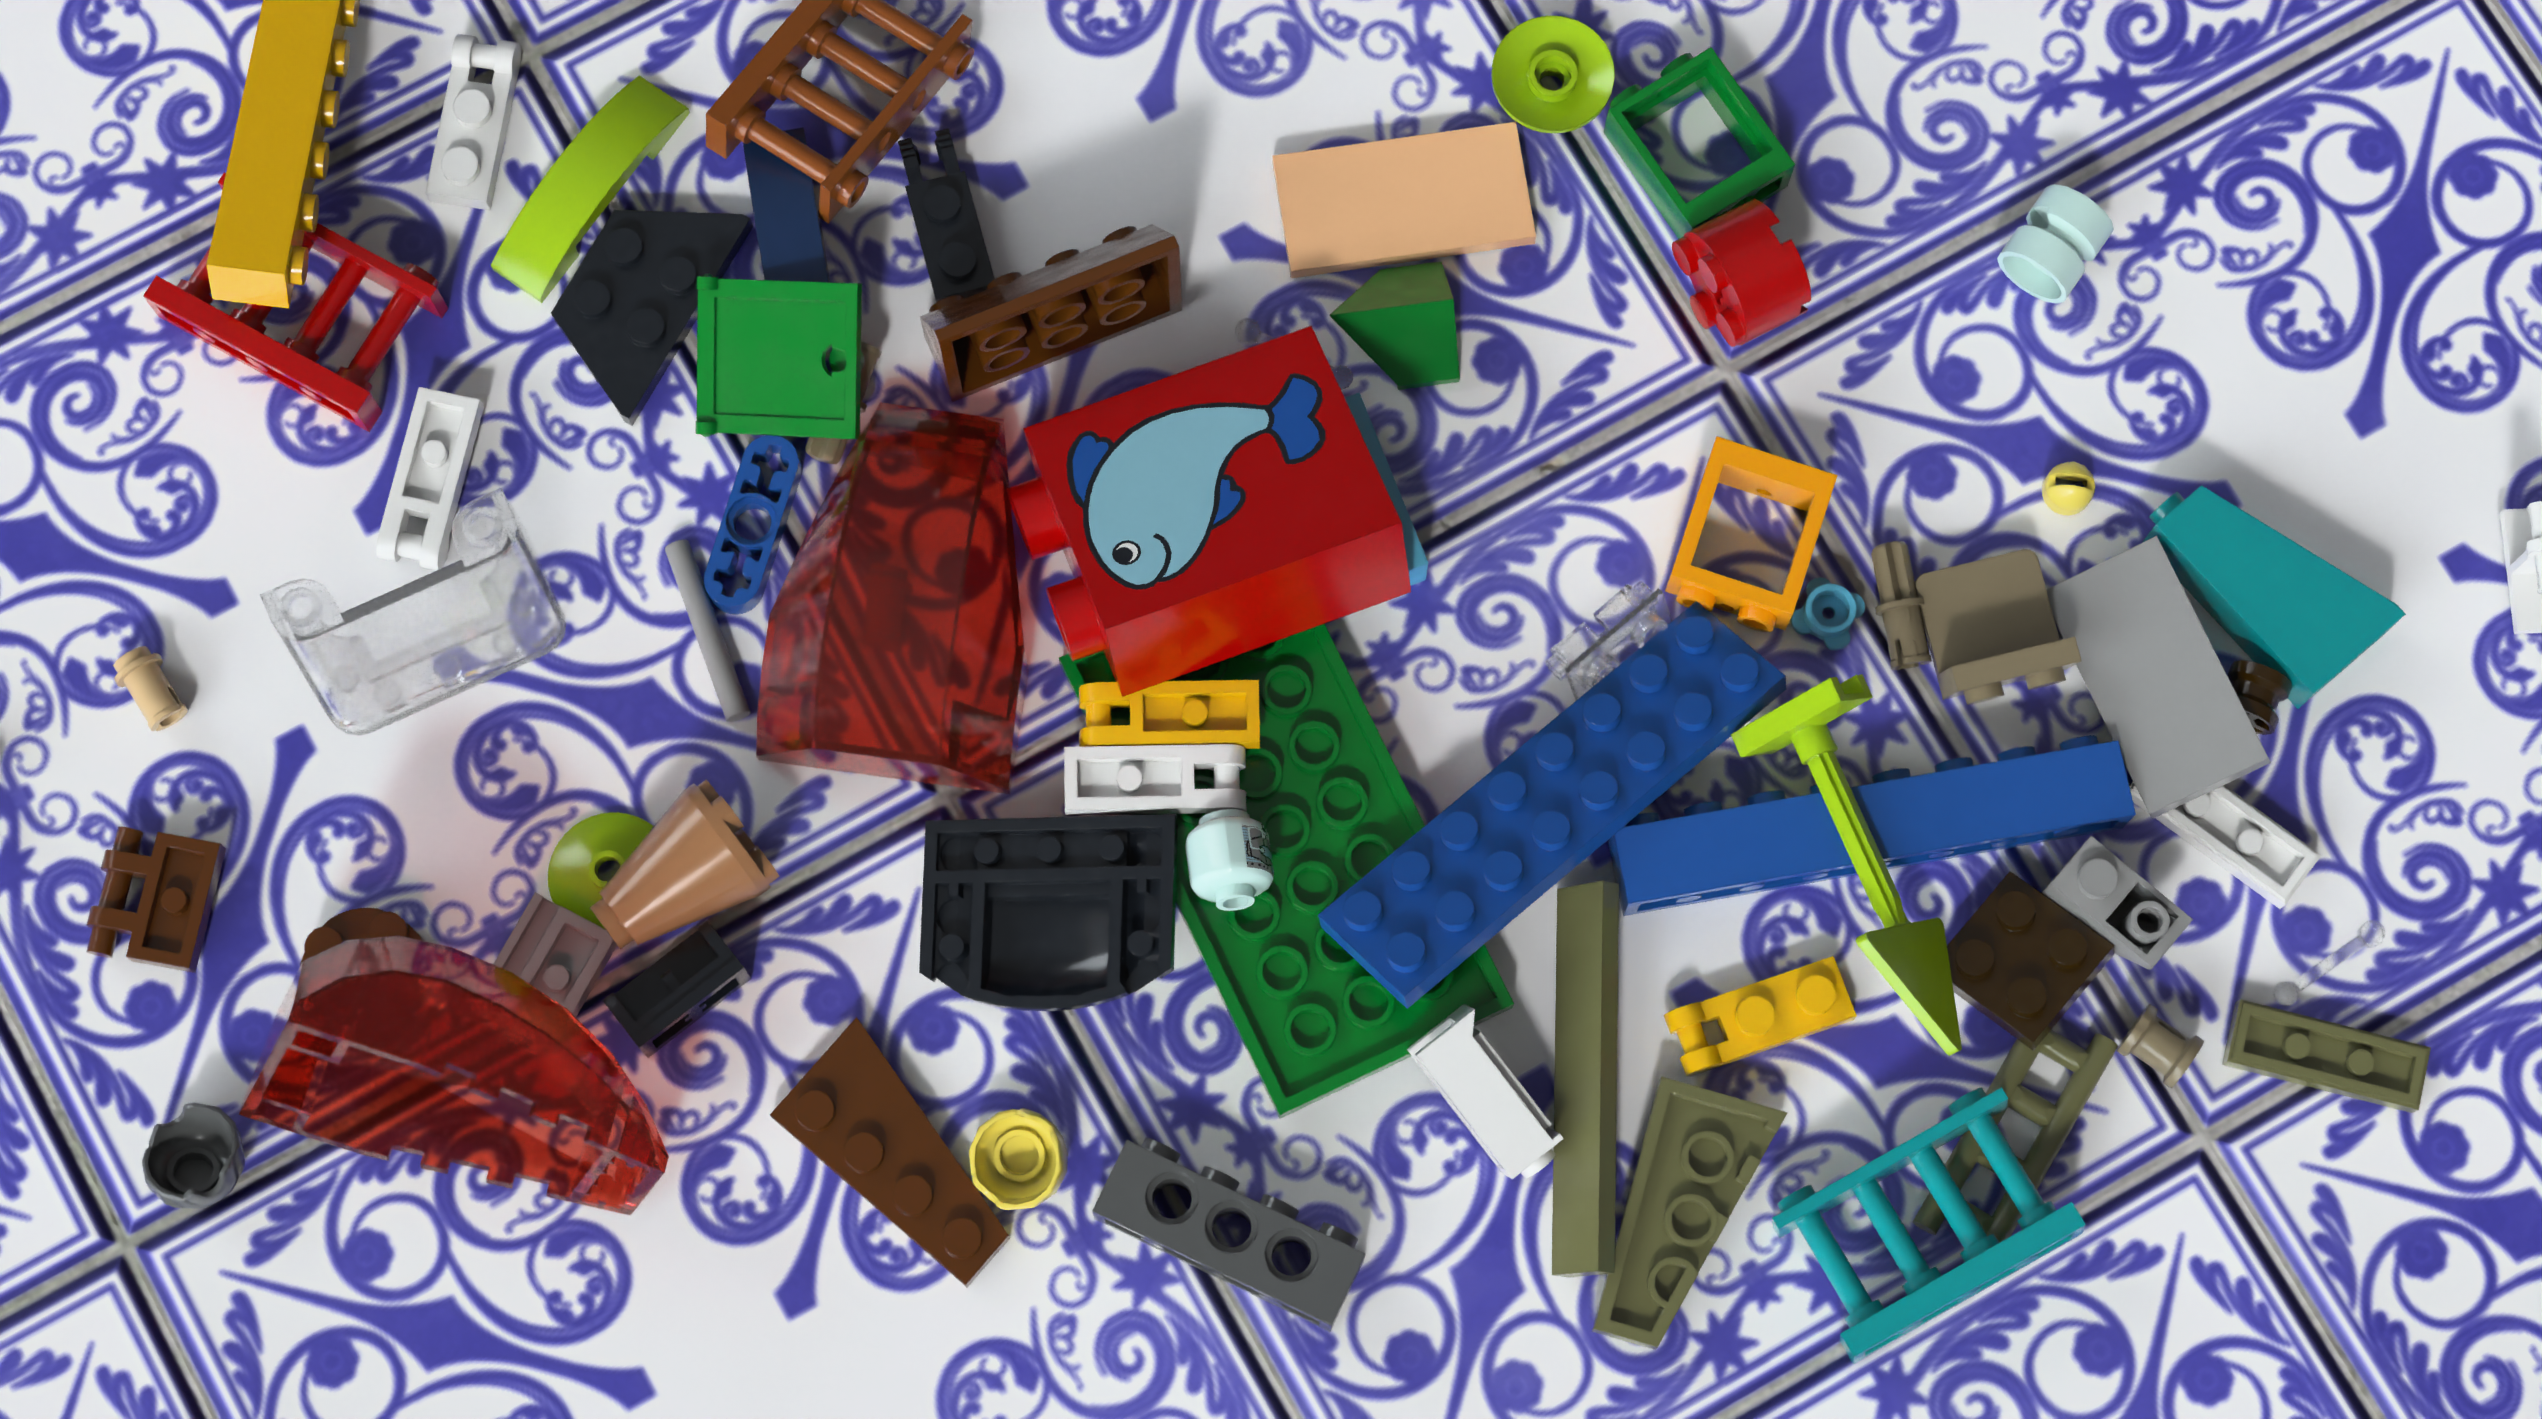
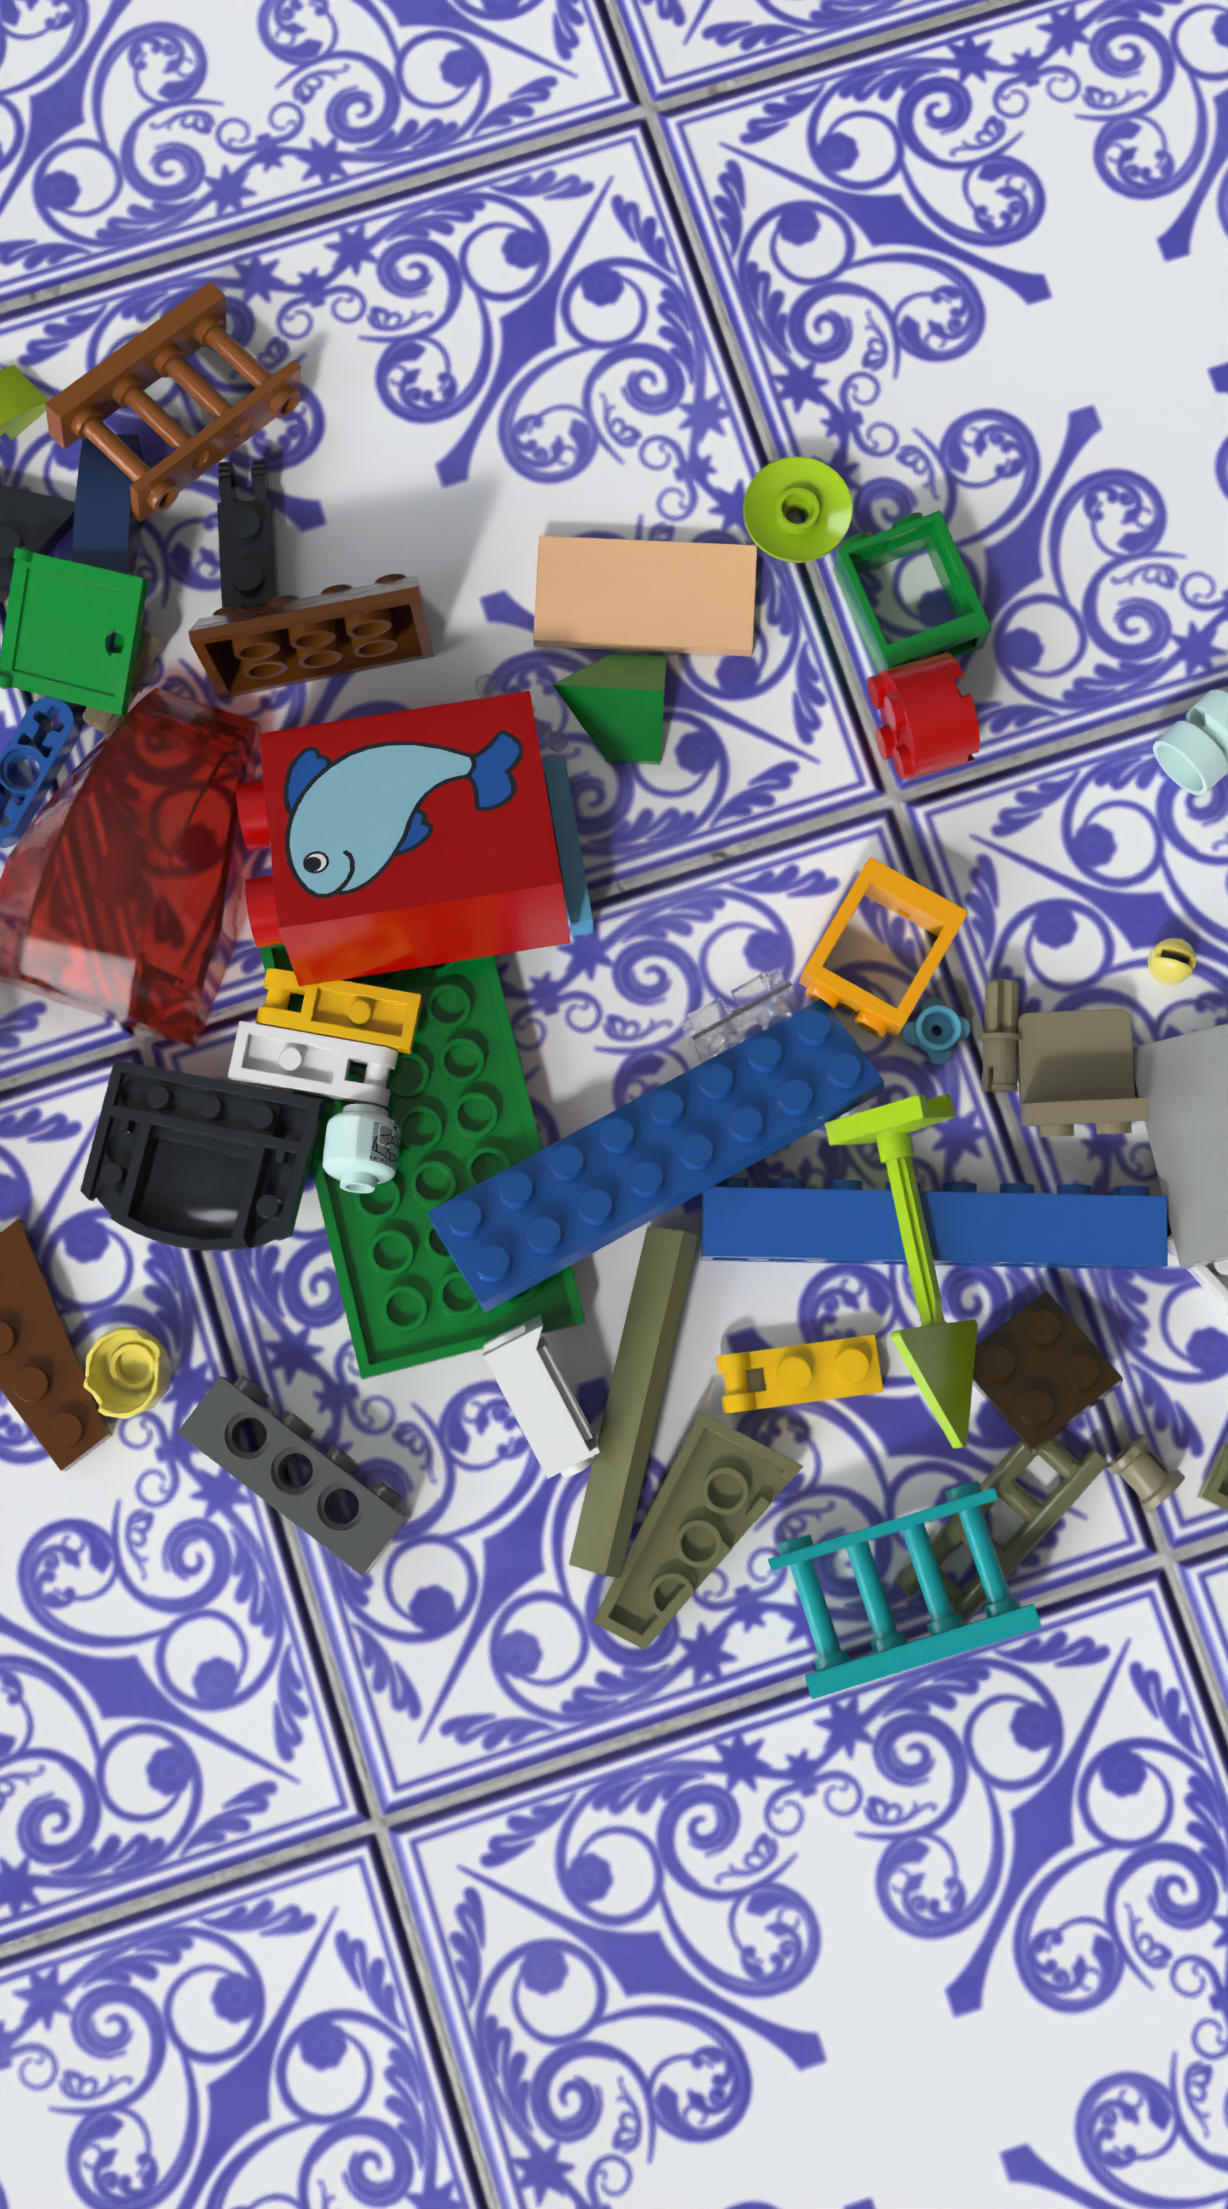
camera: 15 degrees right, 5 degrees up
(2117, 904) = (1133, 1341): light grey slope -> none

